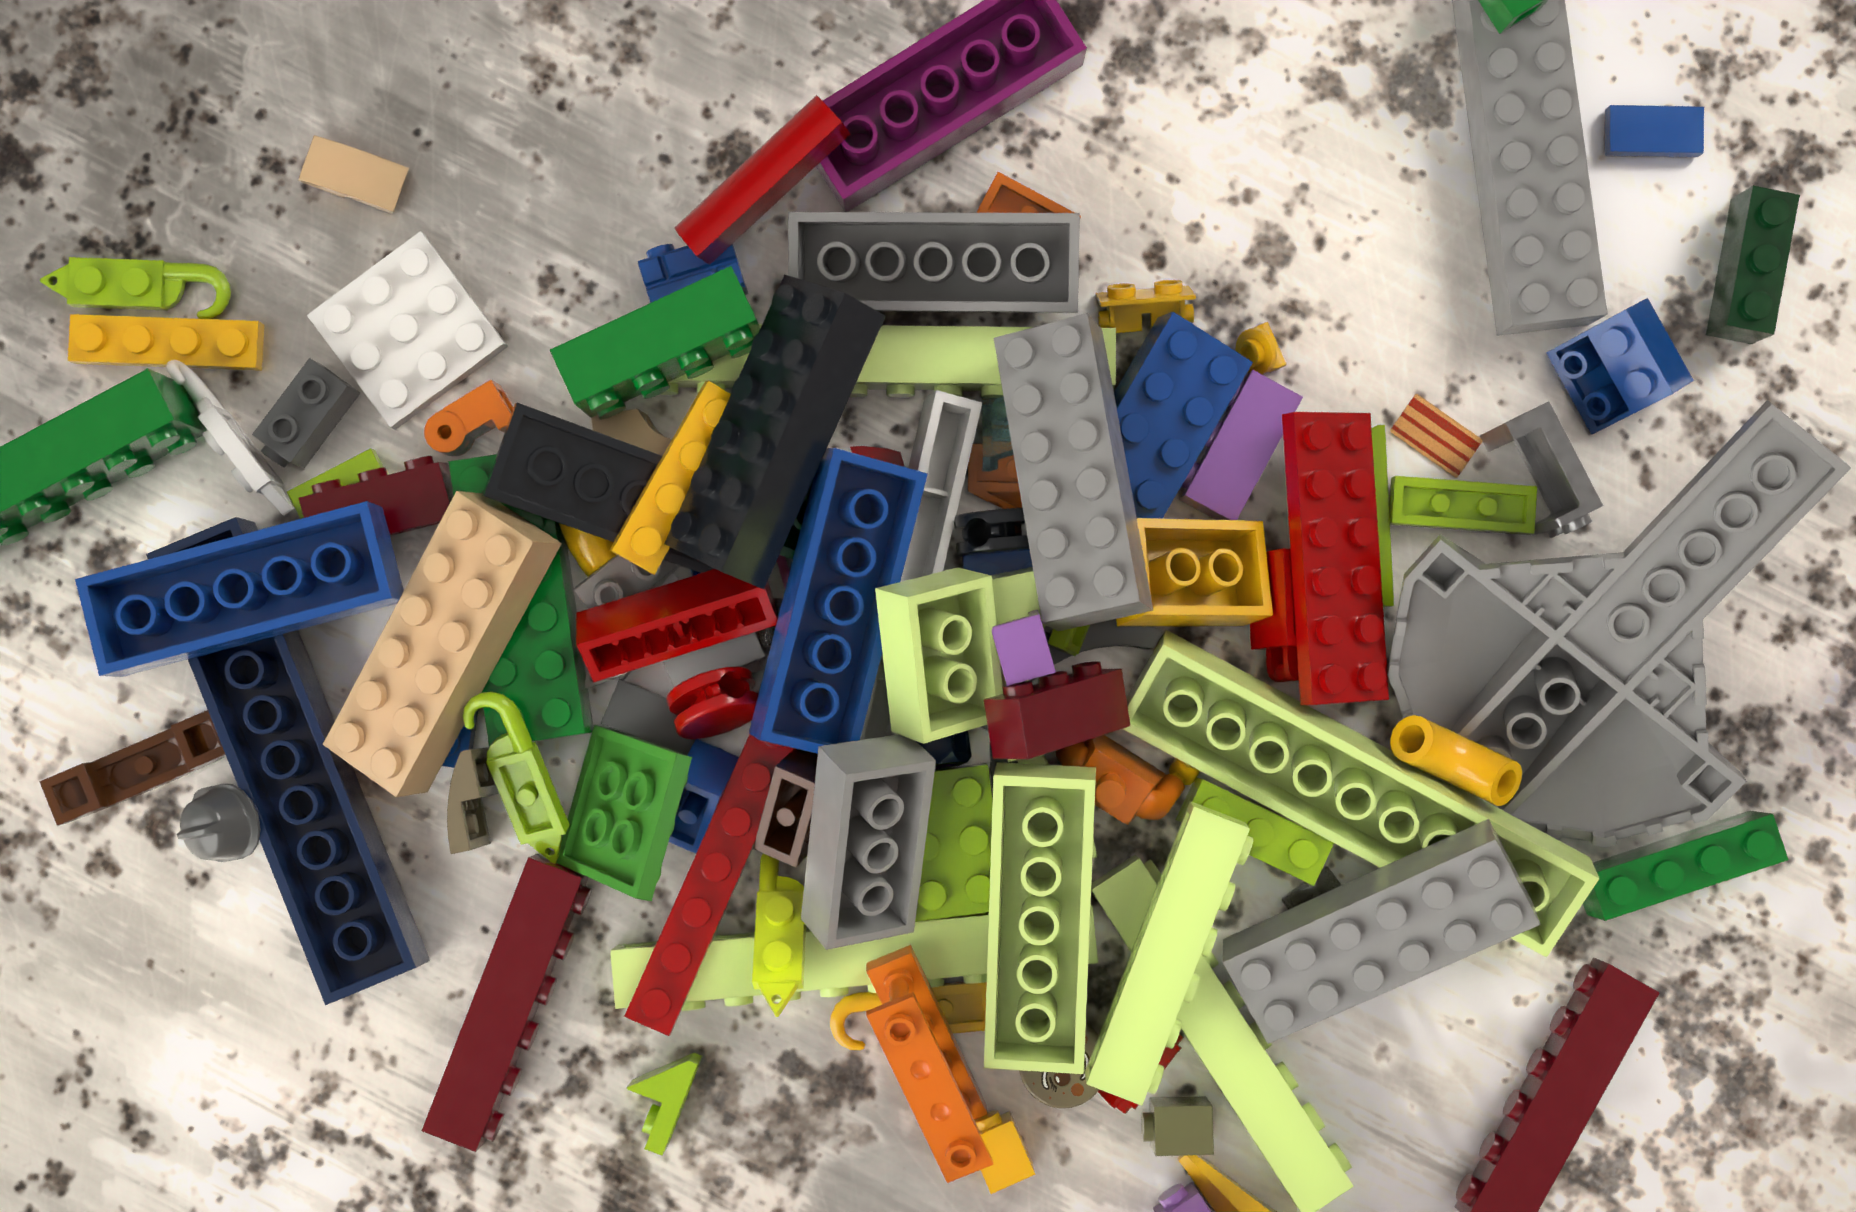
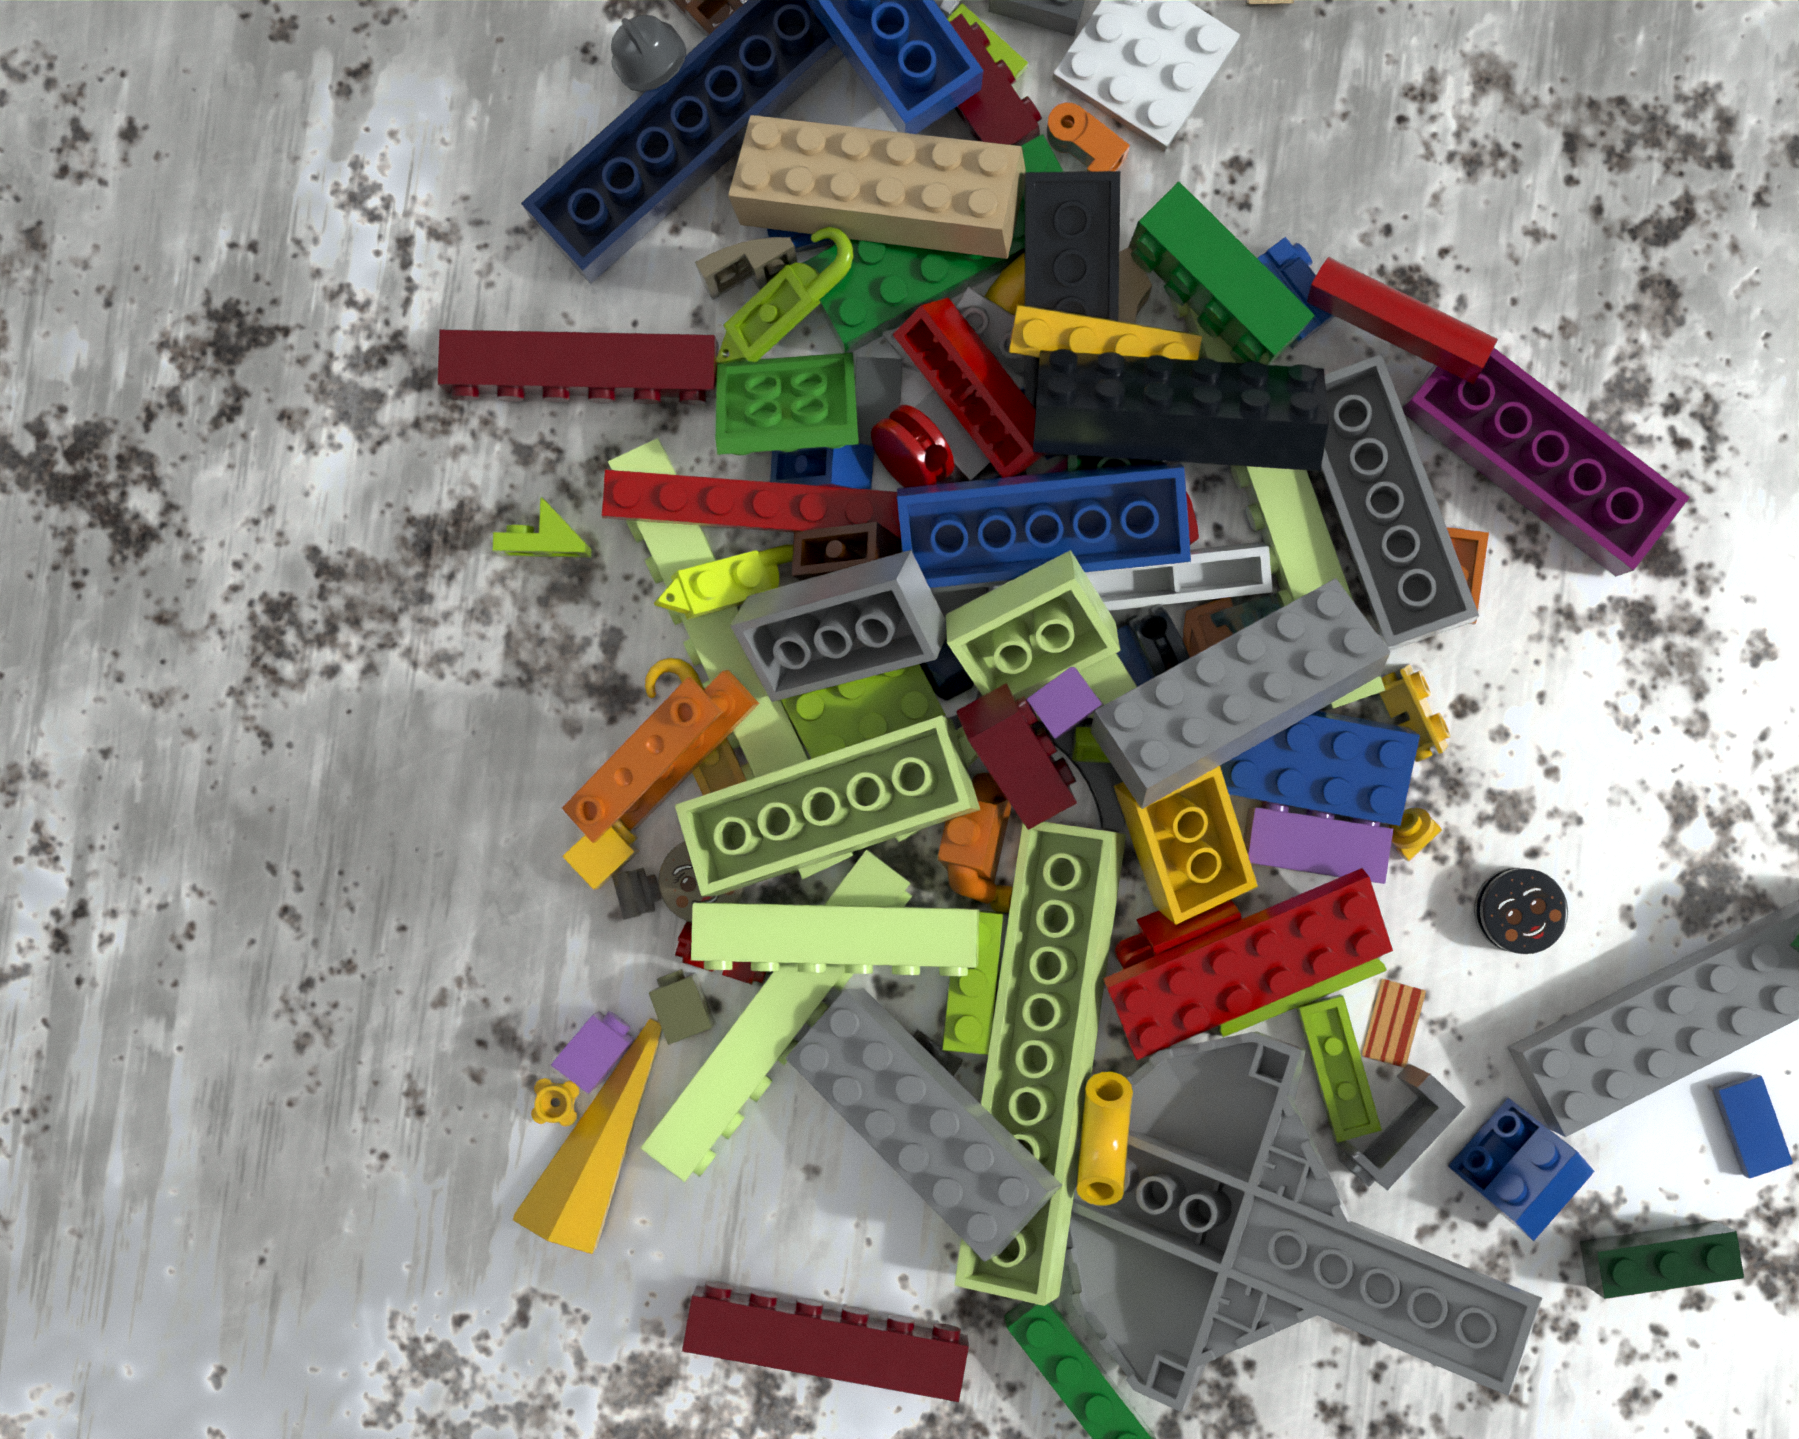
camera: 75 degrees right, 0 degrees up
(1051, 1131) = (636, 892): none -> clear smoke plate
(1372, 275) = (1521, 910): none -> black head

